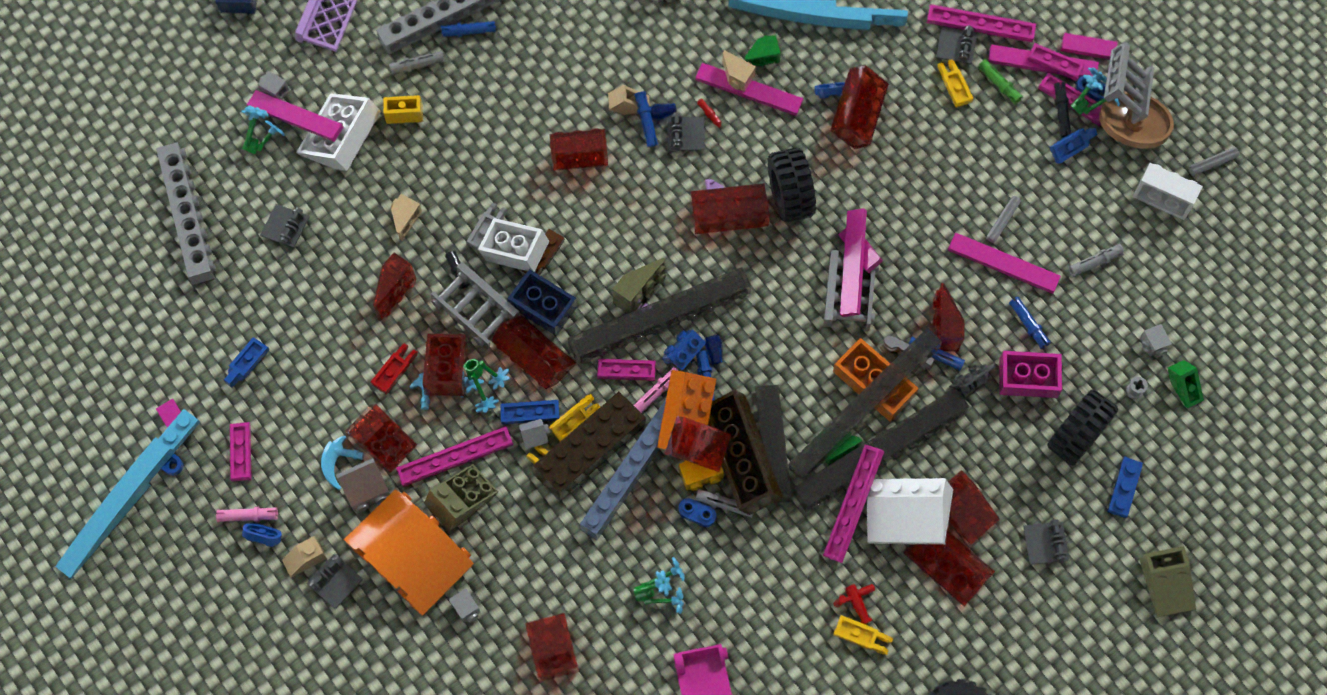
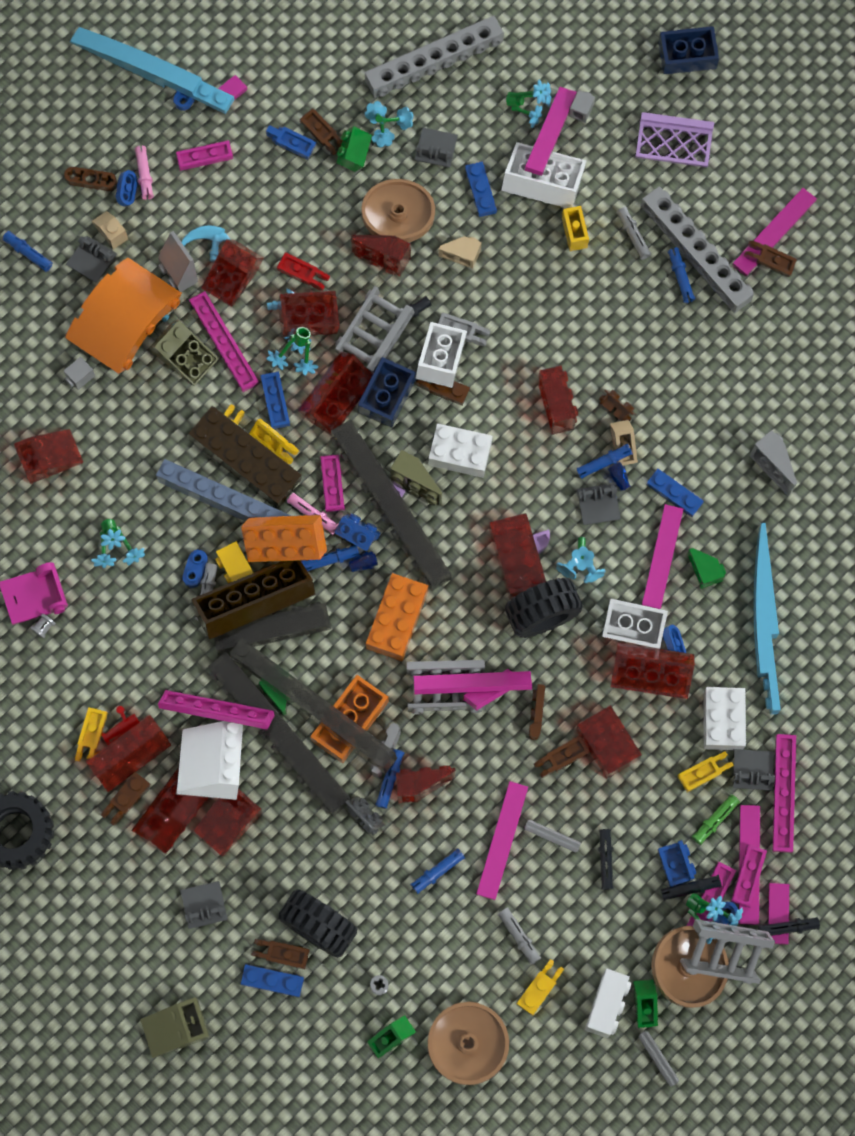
camera: 80 degrees right, 5 degrees up
(230, 584) = (76, 181): none -> reddish brown beam
(241, 331) = (320, 130): none -> reddish brown hinge
(247, 250) = (376, 113): none -> medium azure plant
(270, 300) = (353, 148): none -> green brick
(311, 648) = (22, 247): none -> blue pin
(339, 191) = (480, 189): none -> blue plate
(348, 266) = (398, 209): none -> medium nougat dish
(534, 433) = (251, 405): light grey brick -> none
(584, 106) = (612, 400): none -> reddish brown hinge
(614, 244) = (460, 450): none -> white brick
(684, 68) = (675, 492): none -> blue plate
(697, 443) = (247, 549): clear red slope -> none
(709, 112) = (627, 524): red piece -> none
(738, 71) = (673, 543): tan slope -> none
(739, 672) = (41, 632): none -> light grey bush
(748, 145) = (581, 558): none -> medium azure plant
(776, 324) = (397, 617): none -> orange brick
(811, 116) = (634, 623): none -> white brick
(884, 598) = (128, 752): none -> clear red slope
(886, 213) = (537, 713): none -> reddish brown hinge
(909, 58) = (724, 718): none -> white brick
(920, 157) = (608, 741): none -> clear red brick
(929, 198) = (563, 756): none -> reddish brown hinge
(930, 606) = (126, 797): none -> reddish brown hinge
(1029, 176) = (605, 835): none -> black pin
(1030, 374) = (376, 873): dark pink brick -> none
(1039, 117) = (676, 863): none -> blue bracket
(1072, 144) = (652, 902): blue hinge -> none
(1100, 473) = (283, 954): none -> reddish brown hinge
(1104, 36) = (798, 926): none -> black pin
(1145, 250) = (539, 989): none -> yellow hinge
(1155, 341) = (433, 1002): light grey brick -> none
(1166, 159) = (646, 1003): none -> green slope
(1197, 315) = (468, 1043): none -> medium nougat dish

